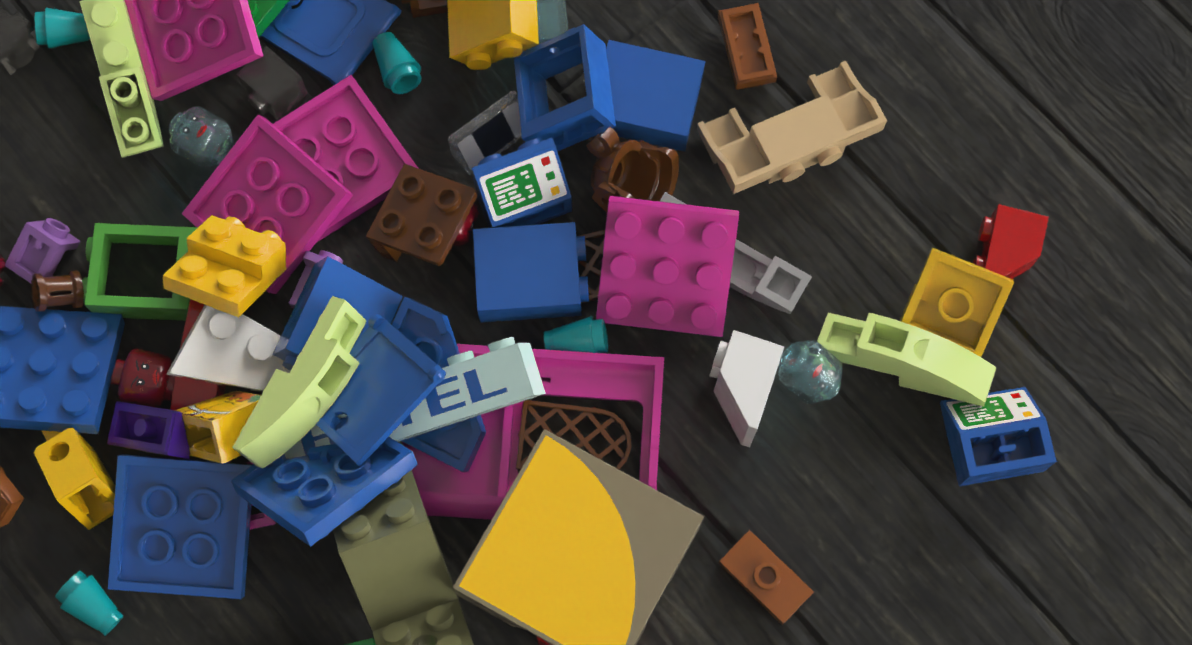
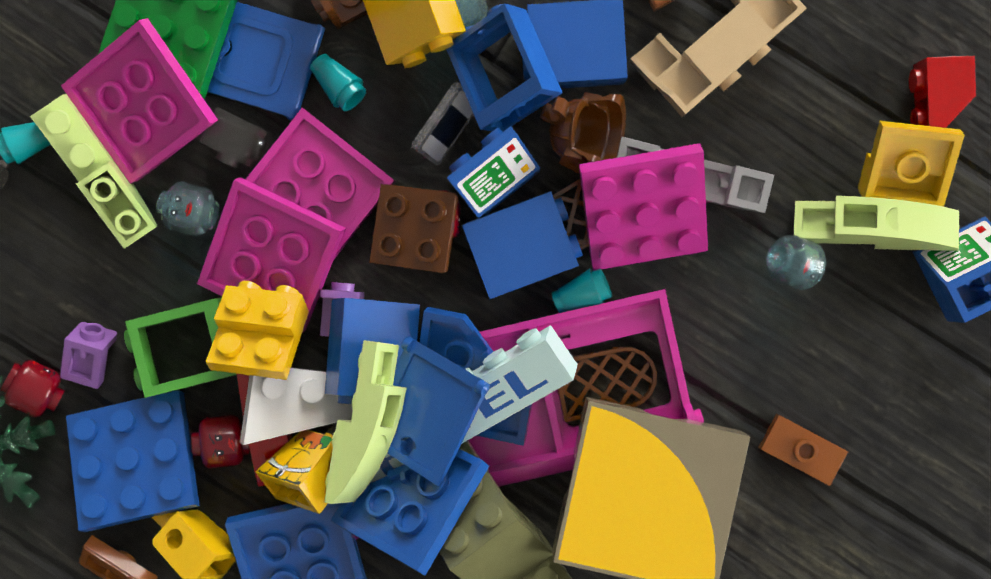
camera: 20 degrees left, 15 degrees up
(57, 290) = (115, 388): reddish brown bush -> none
(149, 430) = (242, 492): dark purple slope -> none
(744, 380) = (746, 294): white slope -> none

